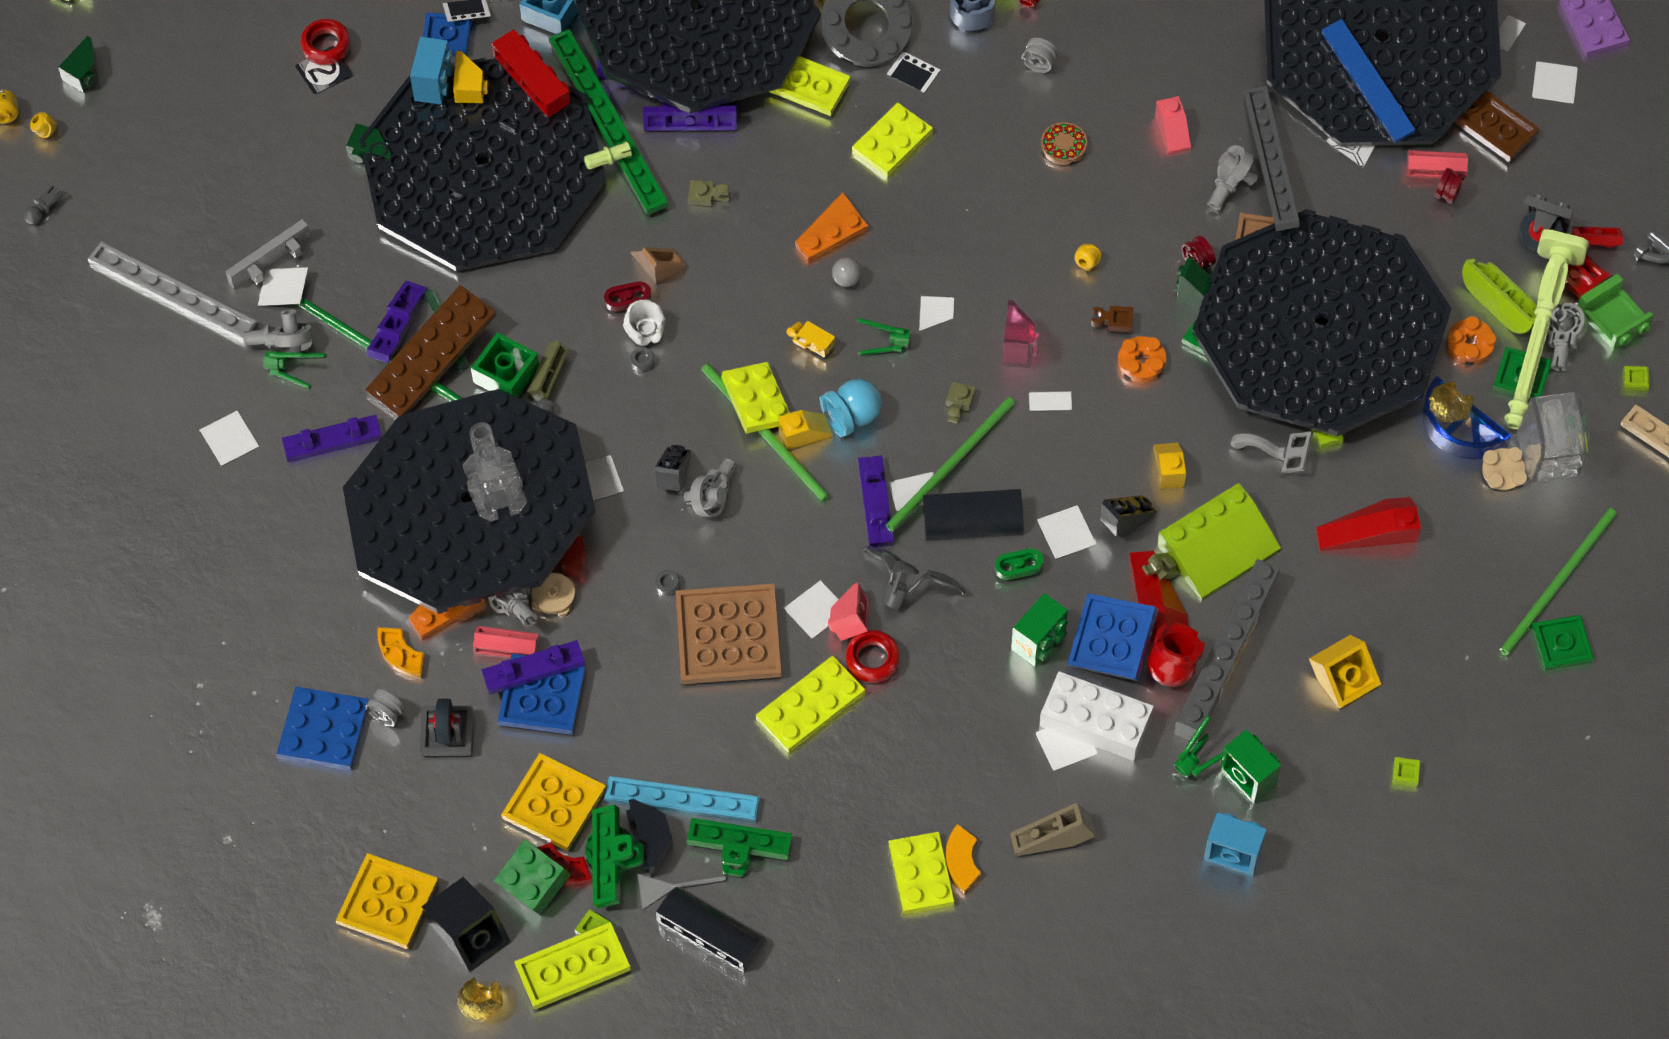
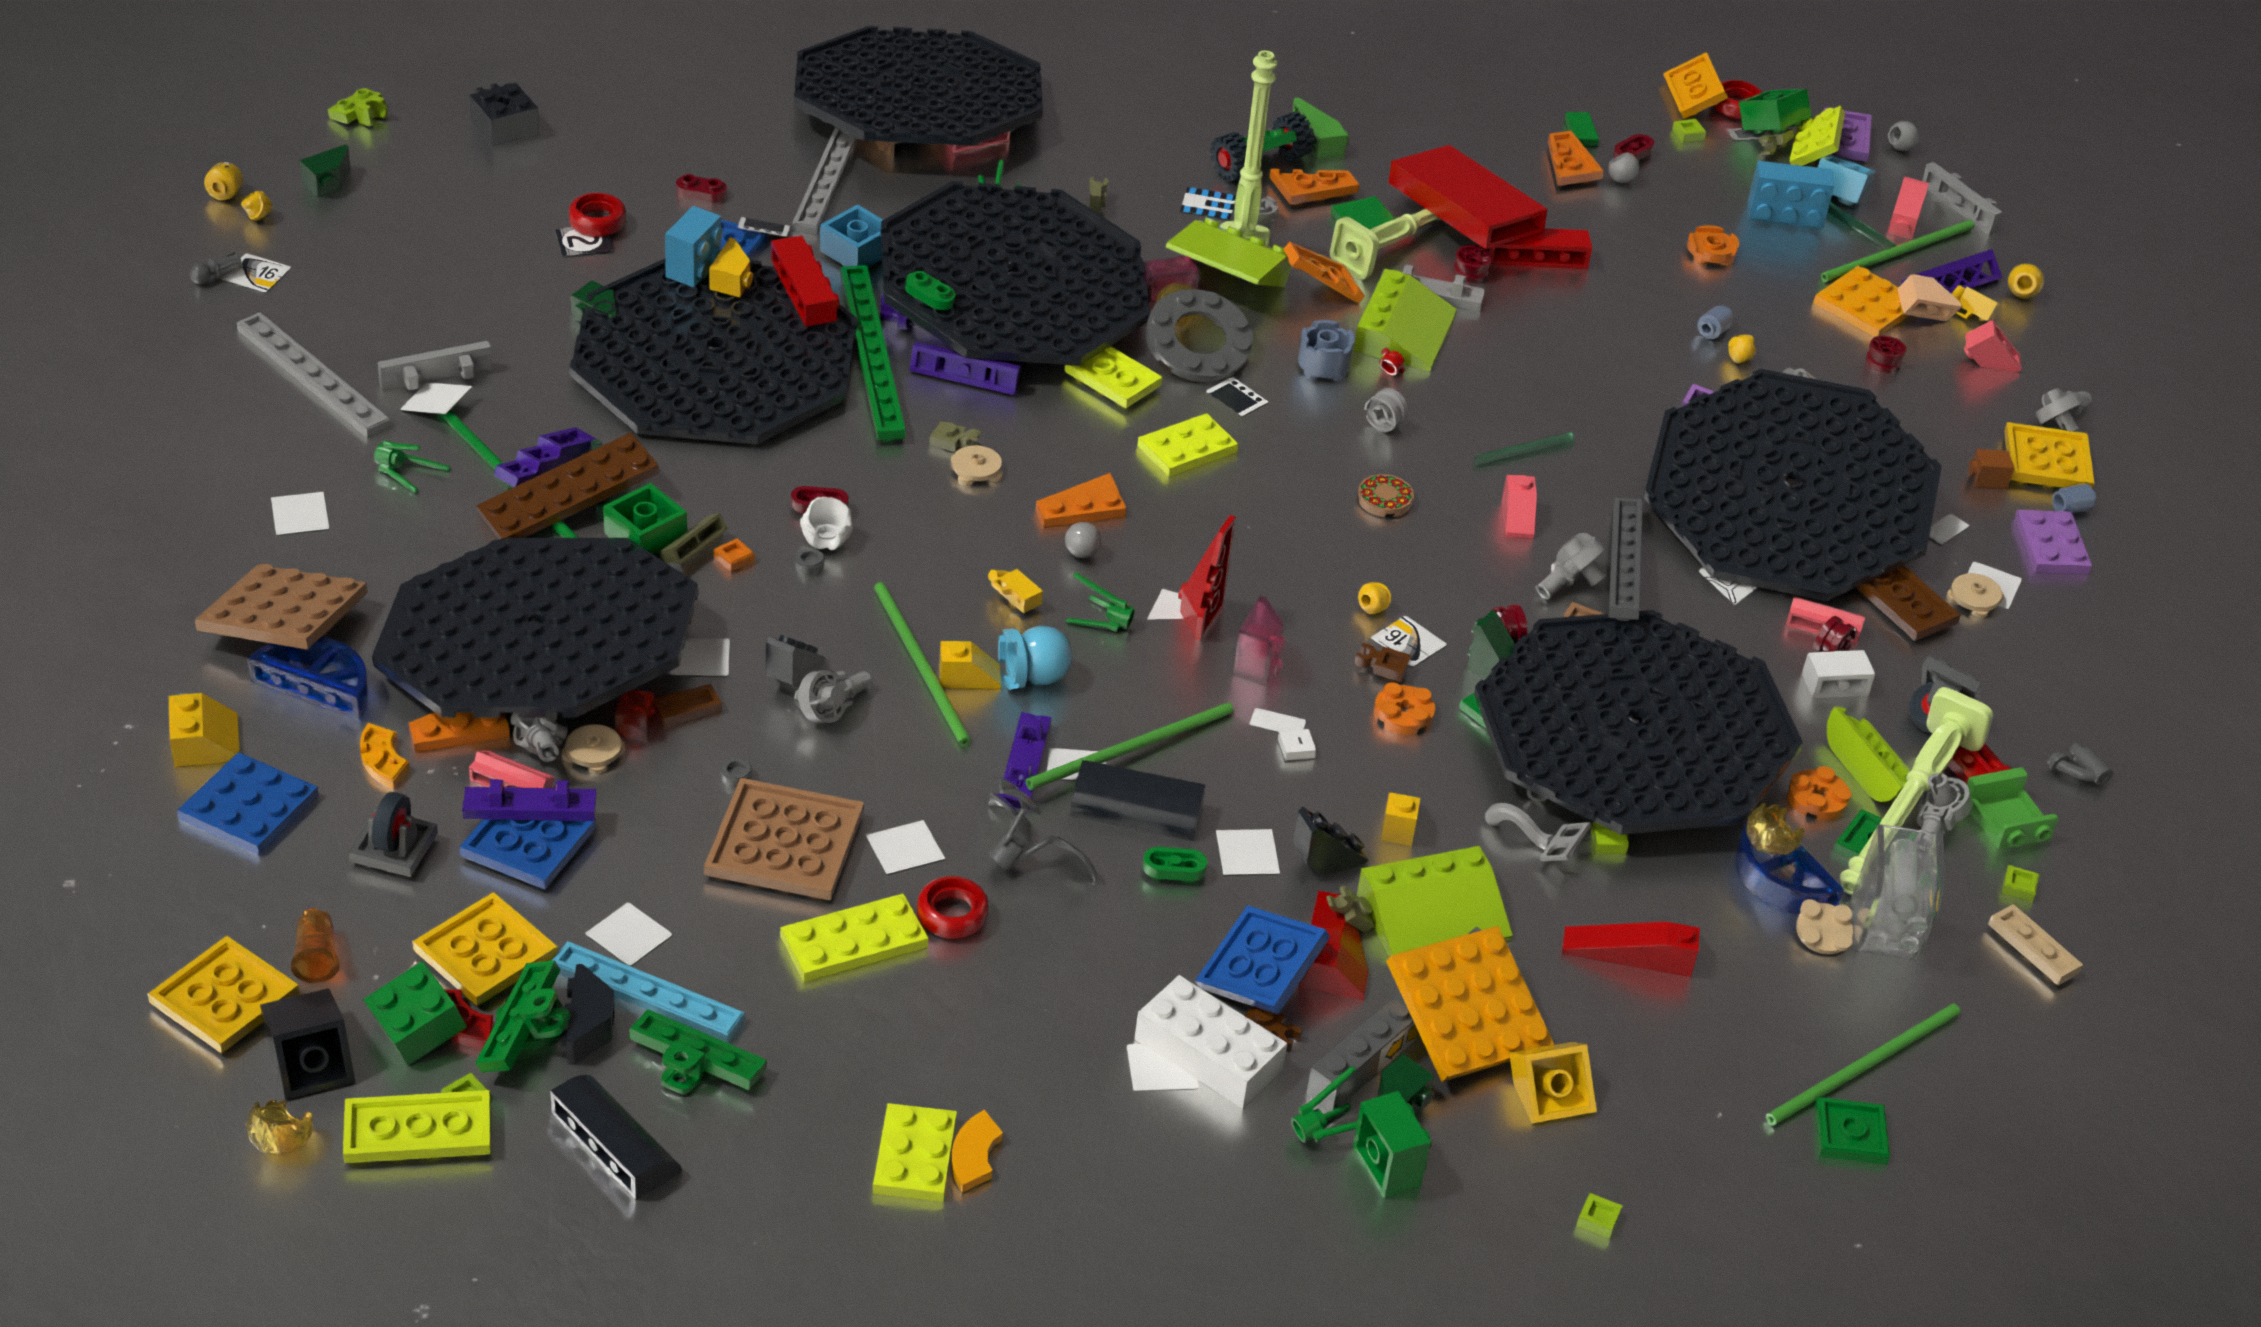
camera: 10 degrees right, 20 degrees down
(77, 197) = (256, 273): none -> sticker
(260, 676) = (201, 730): none -> yellow slope
(266, 542) = (281, 606): none -> medium nougat plate
(289, 337) = (417, 434): light grey pin -> none
(318, 608) = (282, 670): none -> clear blue window
(331, 438) = (413, 540): dark purple hinge -> none
(385, 707) = (331, 797): light grey wheel -> none
(433, 841) = (315, 949): none -> clear orange plant
(492, 475) = (569, 592): clear connector -> none
(582, 371) = (734, 555): none -> orange tile
(606, 531) = (687, 705): none -> reddish brown tile
(607, 155) = (854, 371): yellowish green axle -> none
(640, 58) = (930, 290): none -> green plate
(647, 752) = (628, 934): none -> white sticker
(653, 889) = (560, 1072): light grey piece -> none
(659, 262) = (870, 480): medium nougat slope -> none
(734, 216) = (976, 464): none -> tan piece
(755, 396) = (923, 622): neon yellow plate -> none
(850, 613) = (942, 854): coral slope -> none
(959, 295) = (1205, 591): none -> red wedge
(959, 399) = (1167, 690): olive plate -> none
(1040, 630) = (1172, 928): green brick -> none
(1056, 831) = (1110, 1150): dark tan slope -> none
(1072, 420) = (1296, 744): none -> white tile
(1124, 287) = (1409, 638): none -> sticker
(1131, 688) = (1276, 1025): none -> reddish brown plate
(1156, 57) = (1524, 448): none -> clear green bar
(1175, 655) = (1334, 998): red tile -> none
(1235, 843) = (1340, 1224): dark azure brick -> none
(1243, 711) = (1410, 1080): none -> dark green slope
(1271, 628) = (1468, 1002): none -> light orange plate
(1368, 81) = (1764, 517): blue tile -> none
(1459, 219) = (1838, 674): none -> white brick
(1545, 98) = (1975, 593): none -> tan piece
(1603, 236) = (2018, 736): red plate -> none

